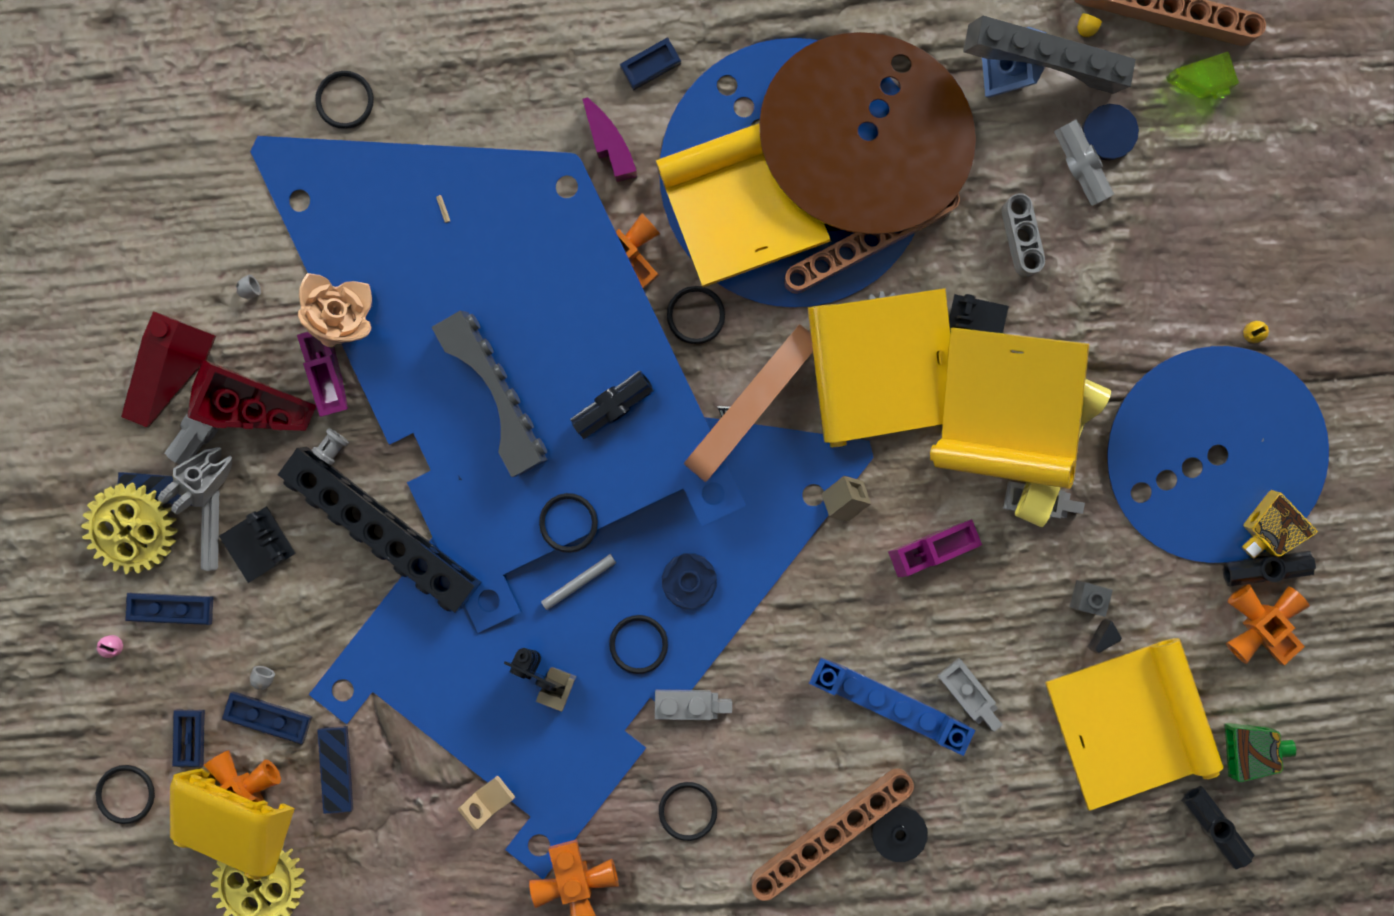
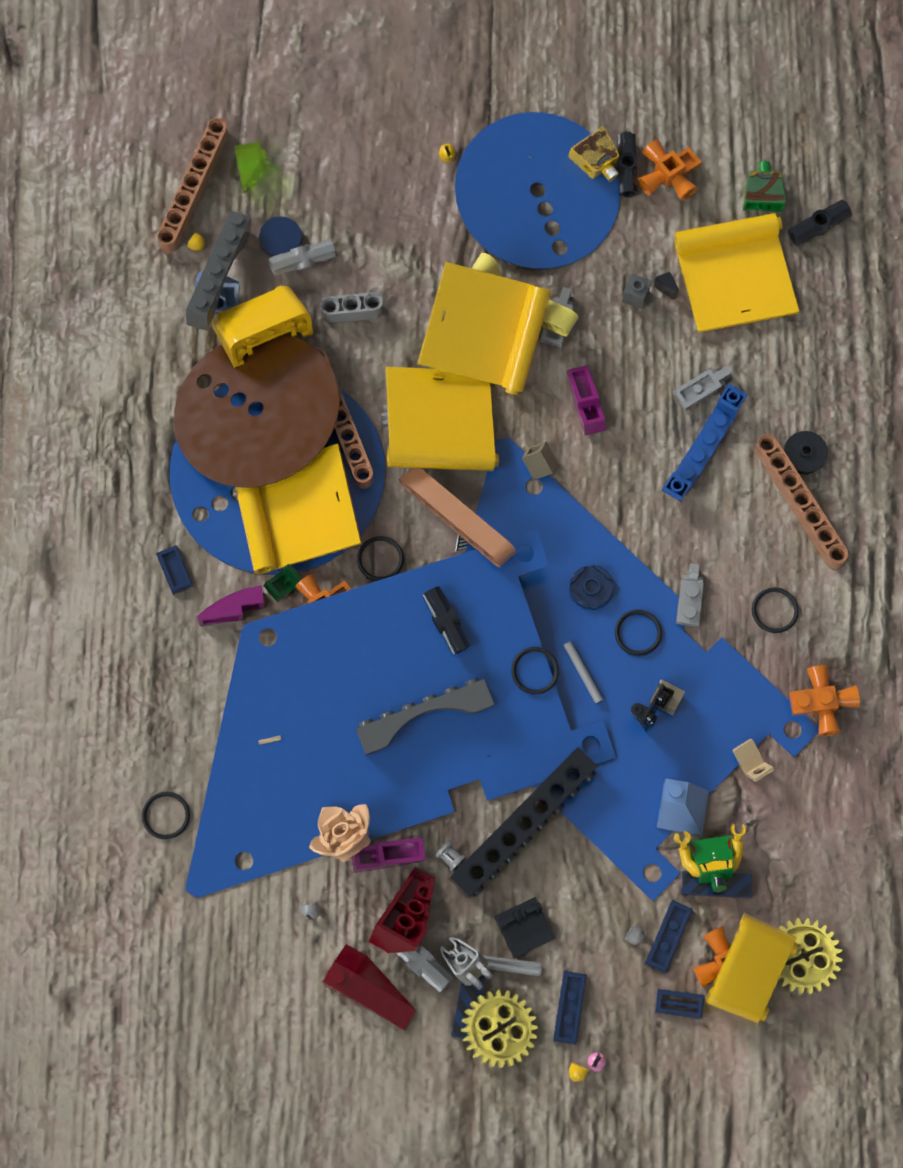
camera: 85 degrees left, 15 degrees down
(94, 626) = (577, 1072): none -> yellow hinge
(141, 773) = (706, 1079): black tyre -> none
(359, 764) = (712, 858): none -> torso
(423, 720) = (682, 807): none -> medium blue slope
(646, 198) = (283, 583): none -> dark green bracket
(977, 314) = (408, 348): black hinge -> none
(986, 120) = (261, 321): none -> yellow windscreen

